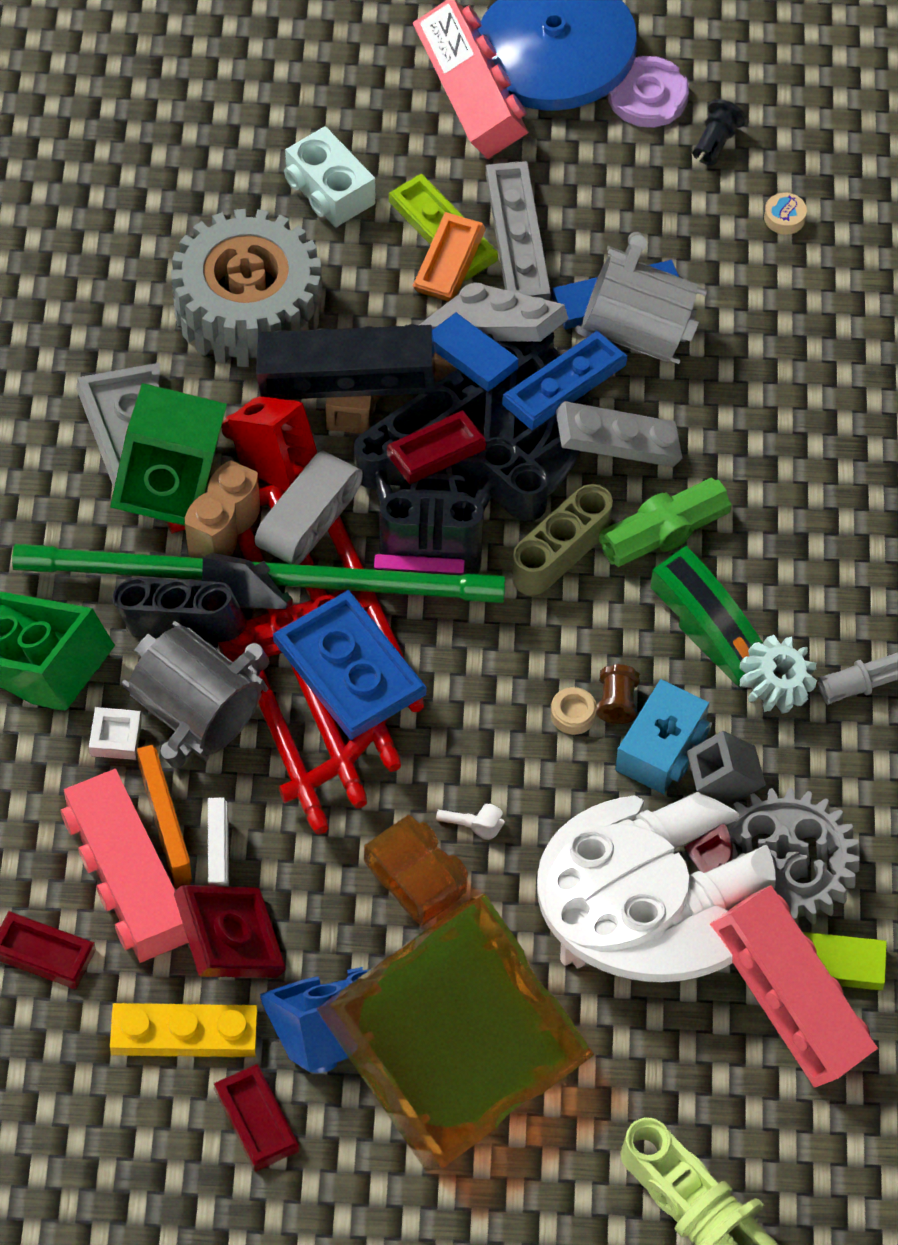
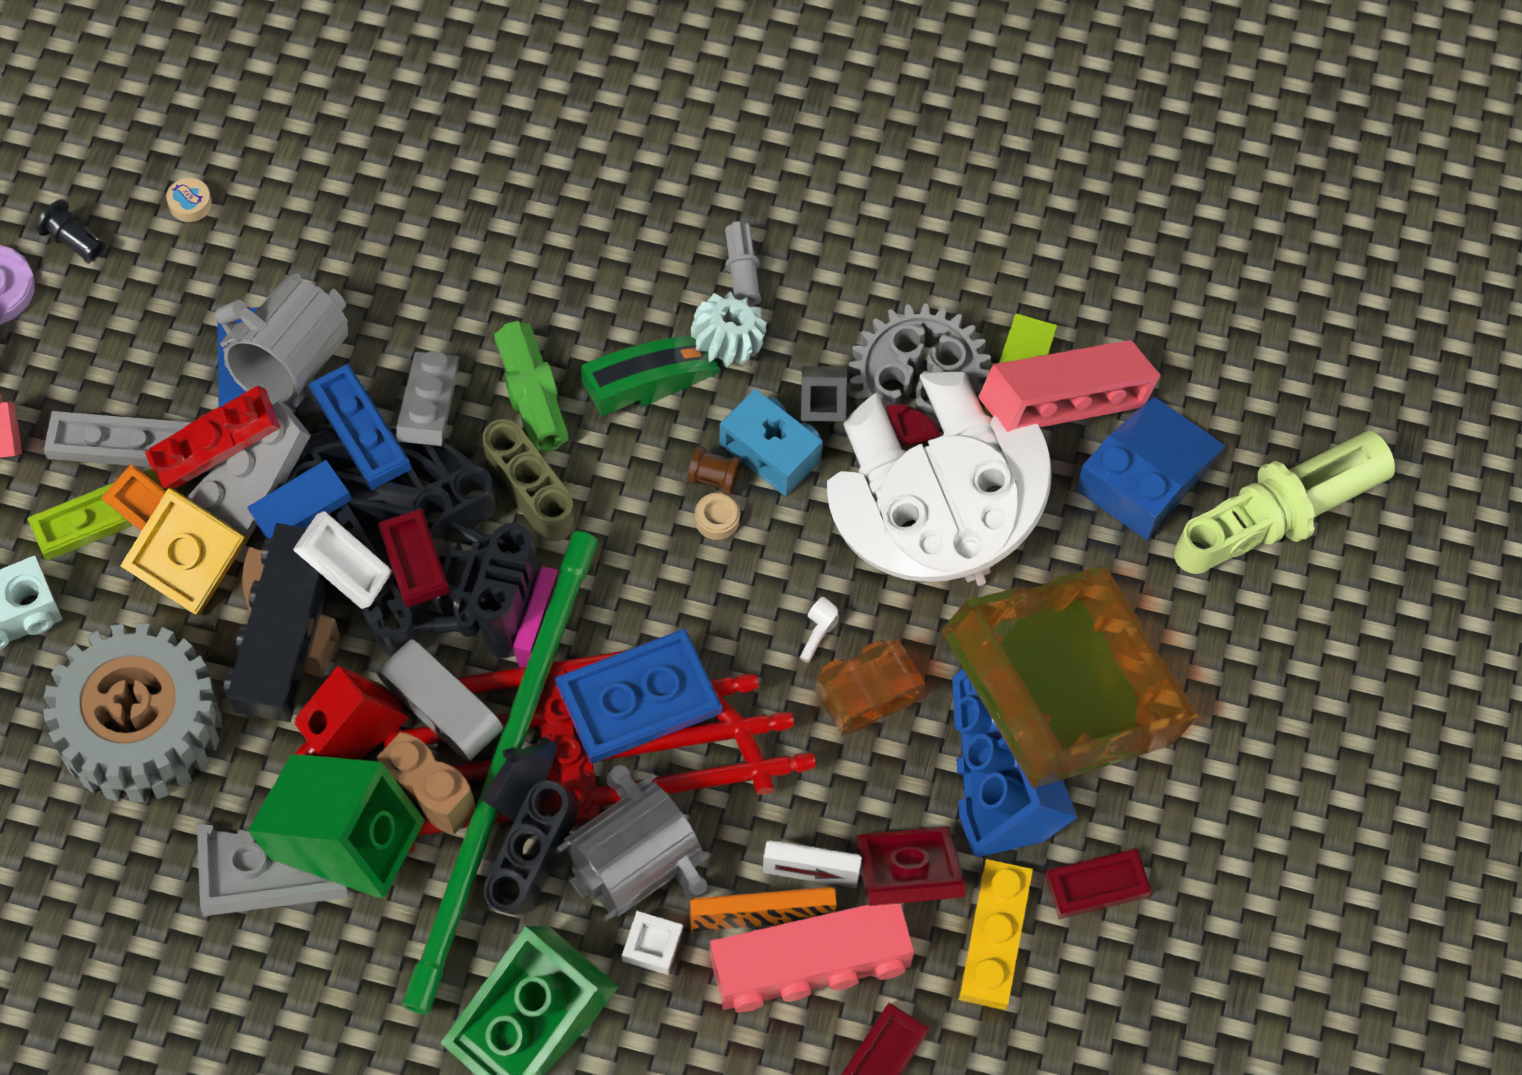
camera: 80 degrees left, 5 degrees up
(408, 384) = (343, 560): none -> white tile
(412, 287) = (184, 551): none -> yellow tile
(516, 269) = (213, 438): none -> red plate
(743, 1099) = (1148, 467): none -> blue slope

